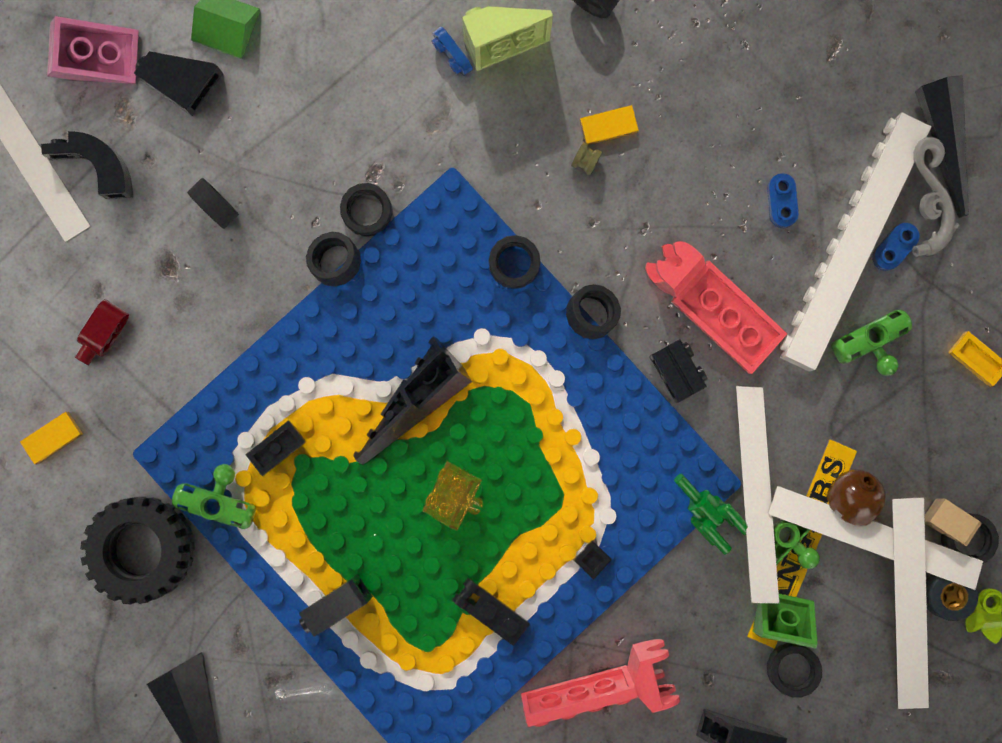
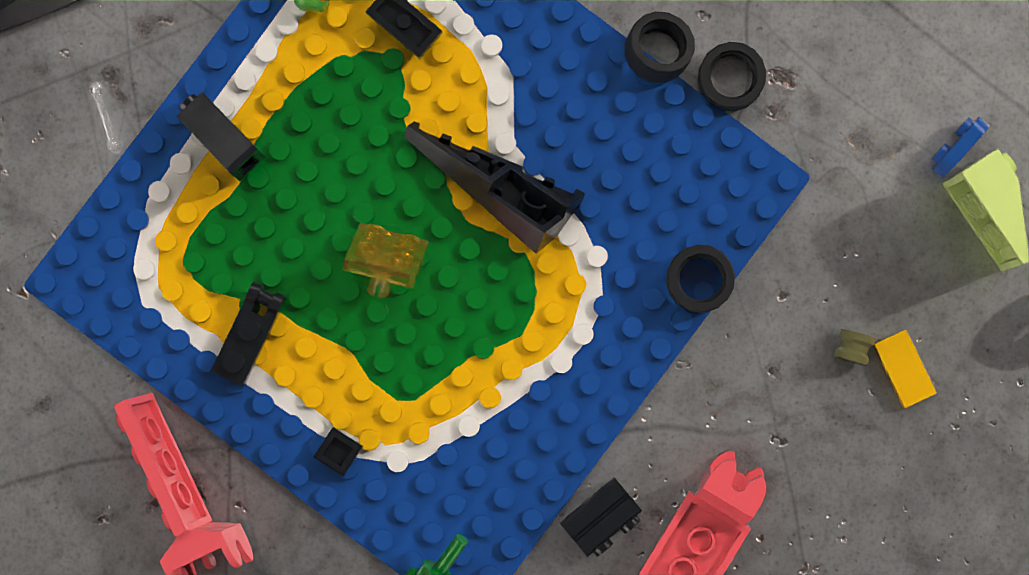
camera: 85 degrees right, 0 degrees up
(608, 301) = (674, 410): black tyre -> none

